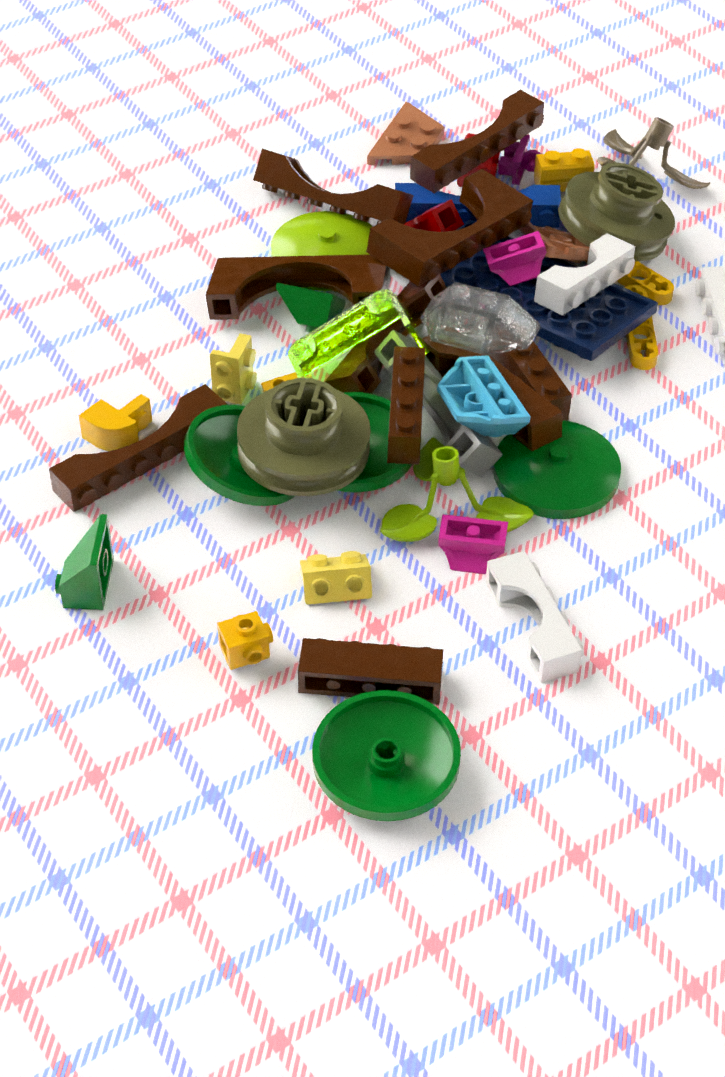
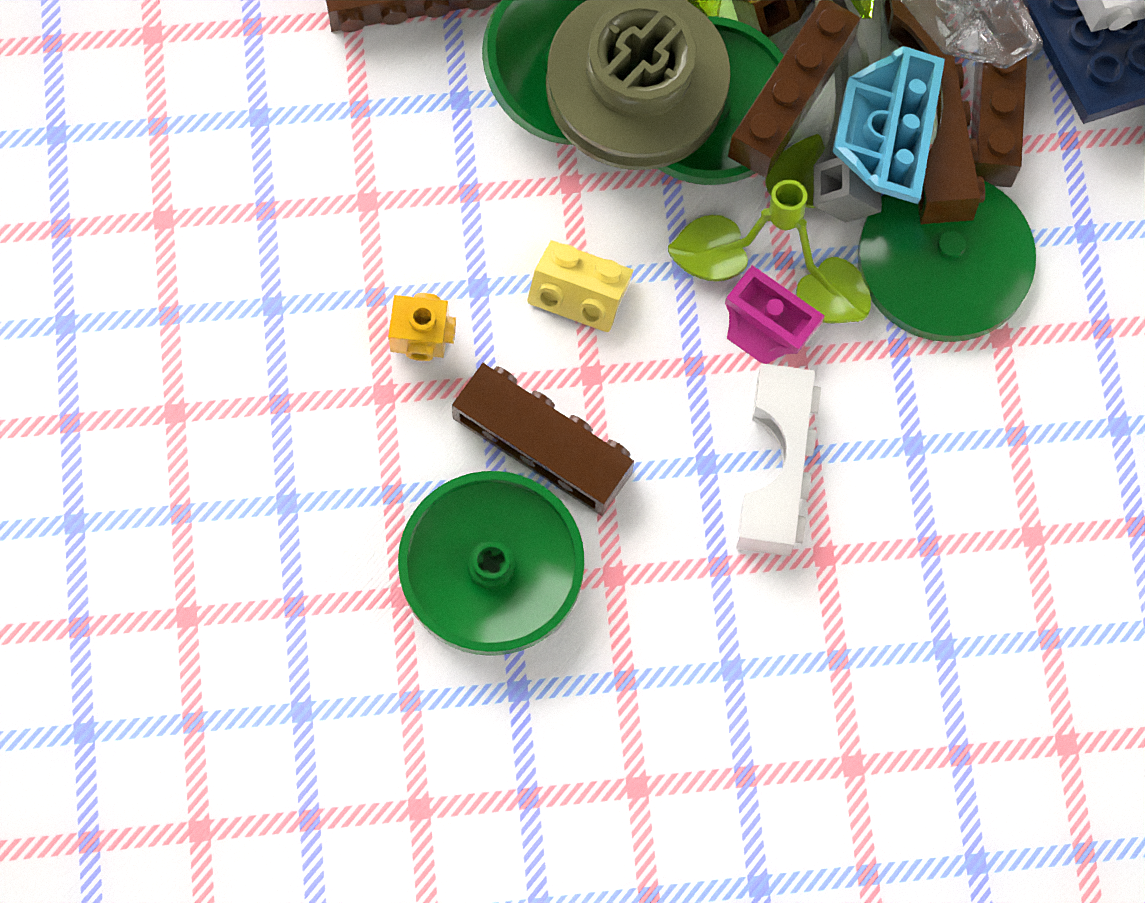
camera: 25 degrees right, 25 degrees up
(88, 569) = (296, 137): green slope -> none

